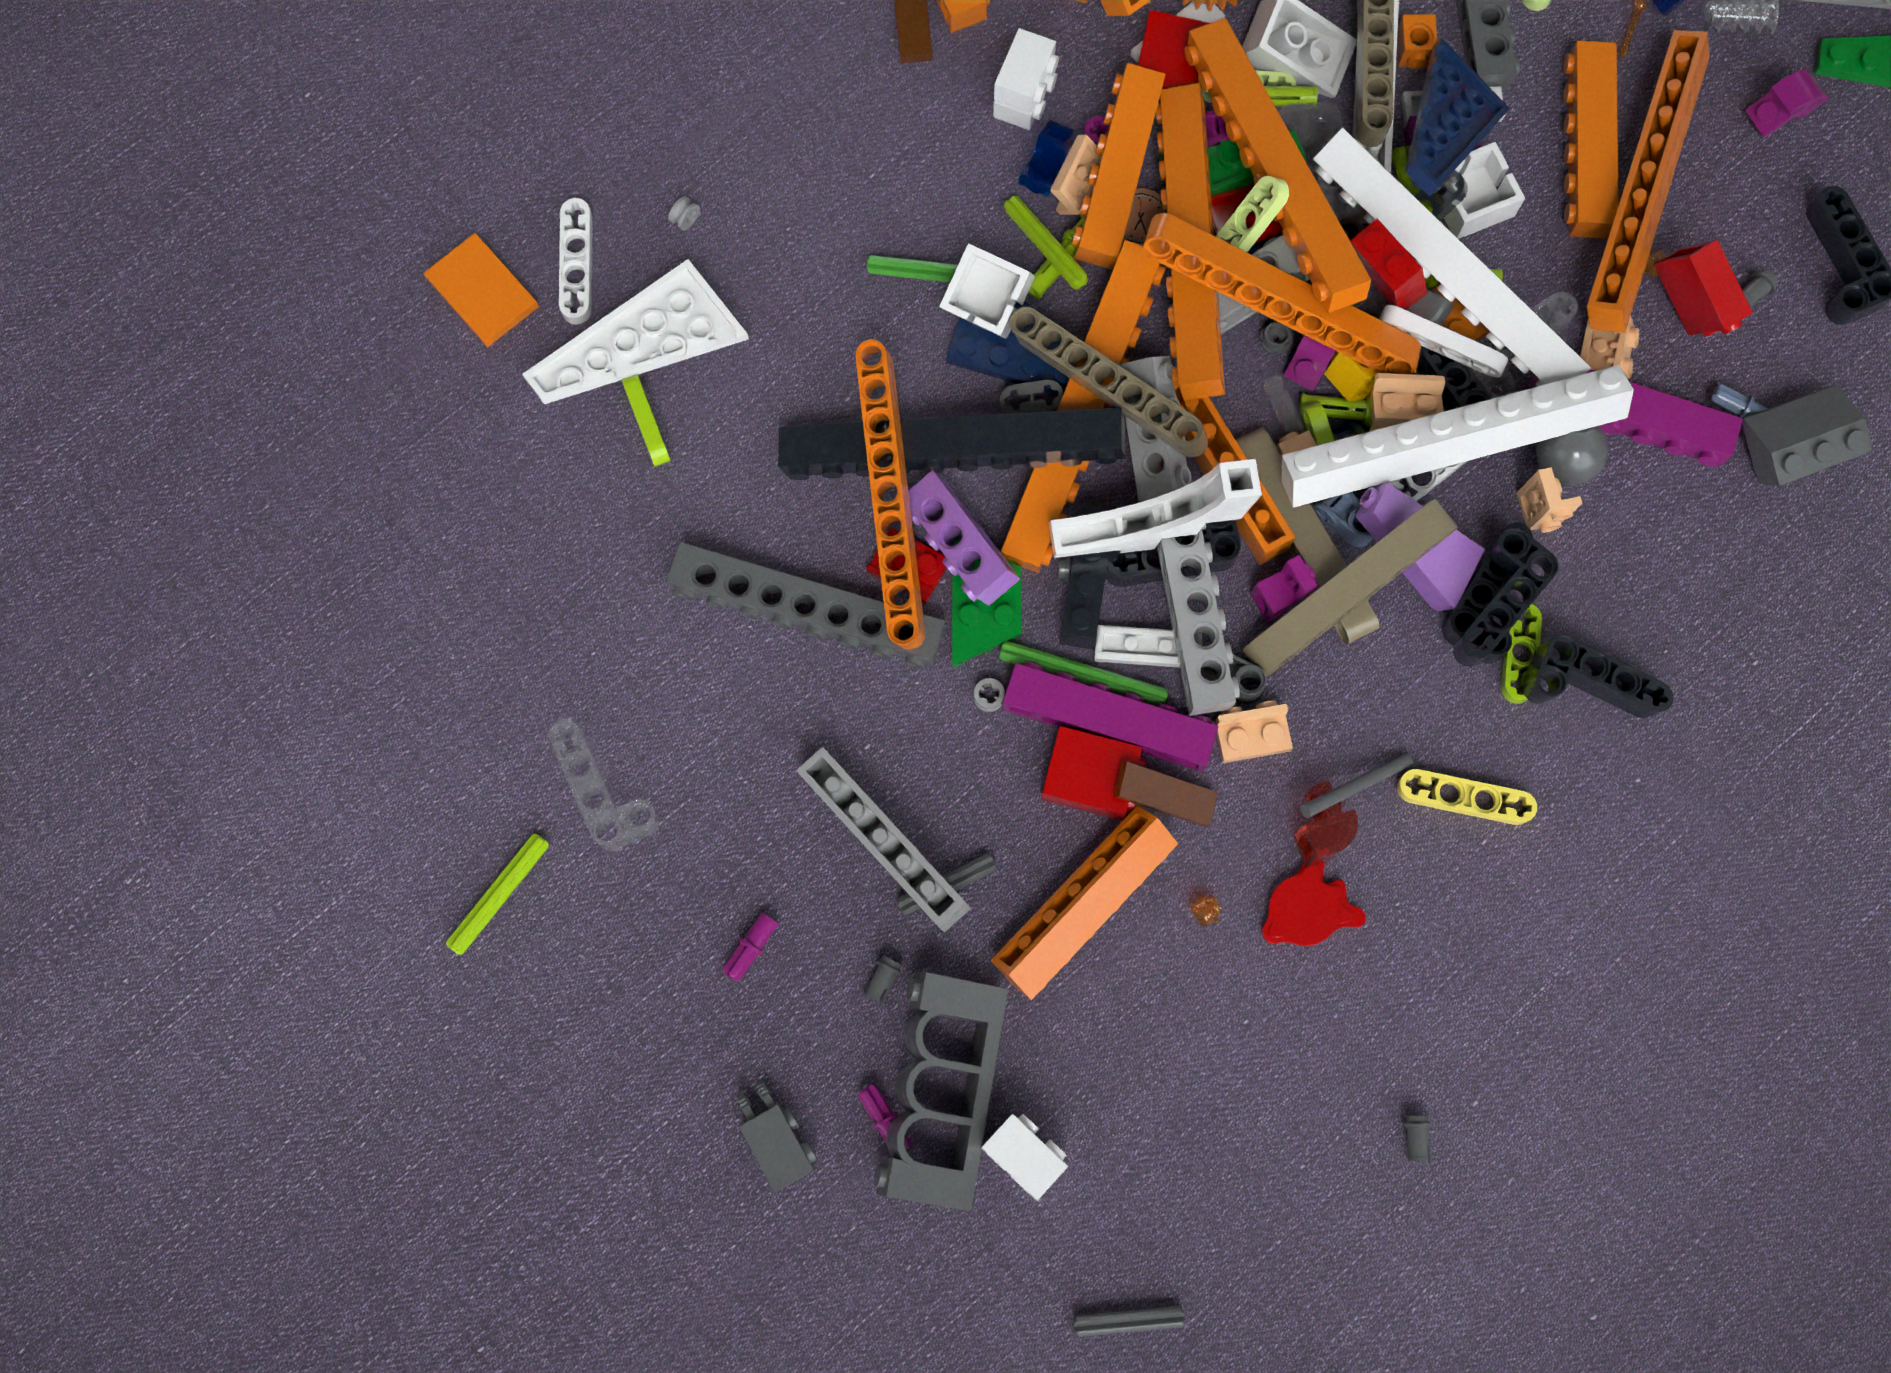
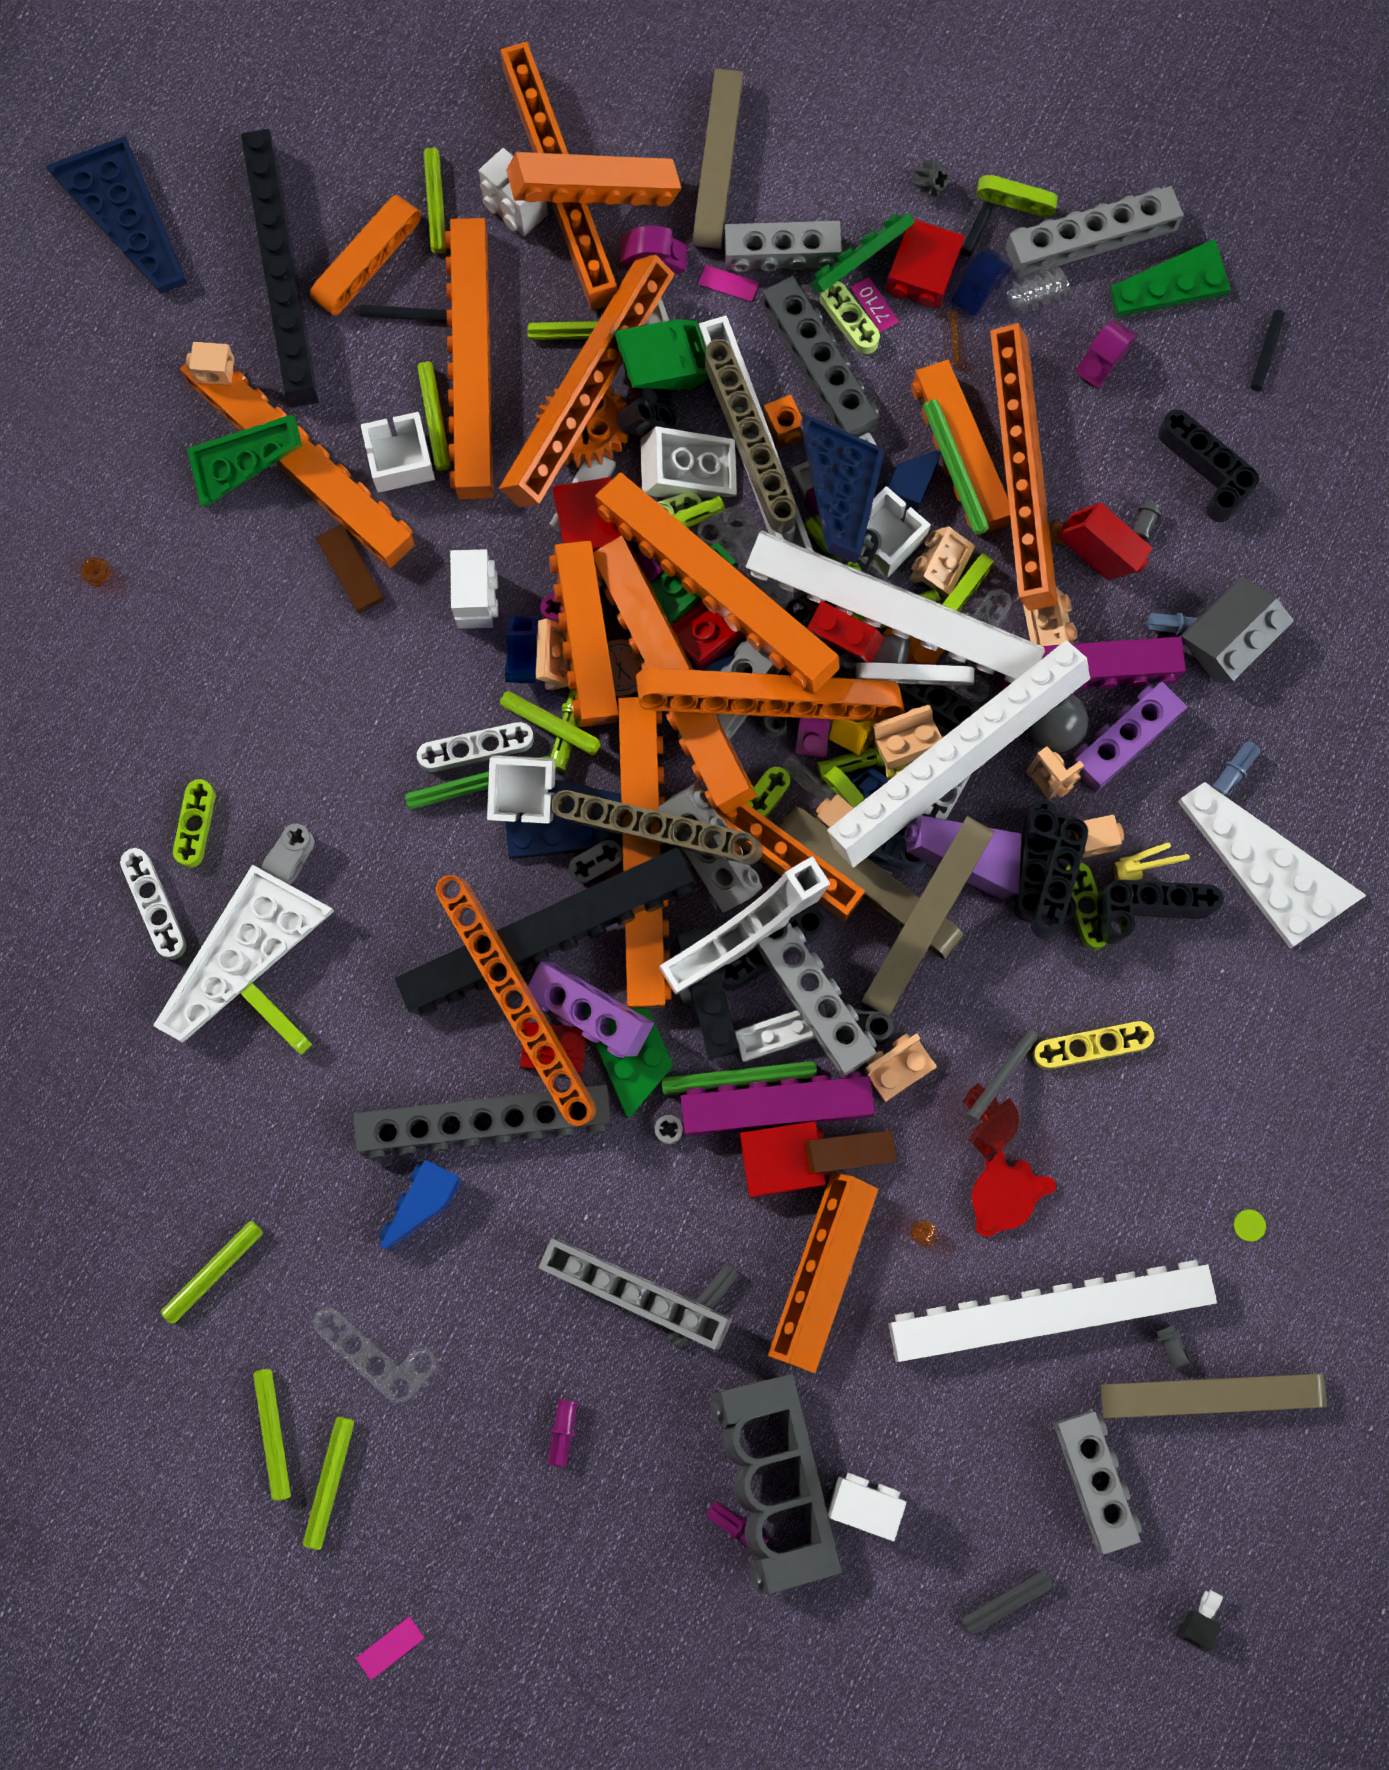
camera: 25 degrees left, 0 degrees up
(463, 823) = (271, 1434): none -> lime axle
(474, 640) = (211, 1272): none -> lime axle
(481, 290) = (81, 963): orange tile -> none
(486, 1083) = (390, 1648): none -> dark pink sticker
(629, 214) = (181, 843): none -> lime beam
(684, 213) = (229, 823): light grey bush -> none
(713, 659) = (427, 1197): none -> blue slope
(727, 268) = (287, 857): none -> light grey piece
(775, 1141) = (655, 1587): dark grey hinge -> none
(883, 979) = (685, 1410): dark grey pin -> none
(961, 232) = (474, 742): none -> white beam
(1237, 393) = (777, 793): none -> lime beam
(1261, 1297) = (1125, 1529): none -> light grey brick
(1263, 213) = (725, 630): yellowish green beam -> none
(1285, 589) = (874, 936): magenta brick -> none
(1307, 1048) = (1052, 1312): none -> white brick
(1440, 1207) = (1213, 1395): none -> dark tan beam
(1521, 244) = (942, 560): none -> light nougat bracket
(1528, 149) = (913, 479): none -> dark blue slope
(1542, 276) = (969, 583): none -> lime beam
(1553, 1051) = (1249, 1225): none -> lime piece
(1568, 589) = (1103, 836): none -> light nougat brick
(1577, 152) = (956, 467): none -> bright green axle
(1588, 633) = (1129, 869): none -> light yellow plant
(1689, 476) = (1166, 710): none -> medium lavender brick
(1741, 709) = (1279, 877): none -> white wing
(1742, 580) = (1236, 768): none -> sand blue axle

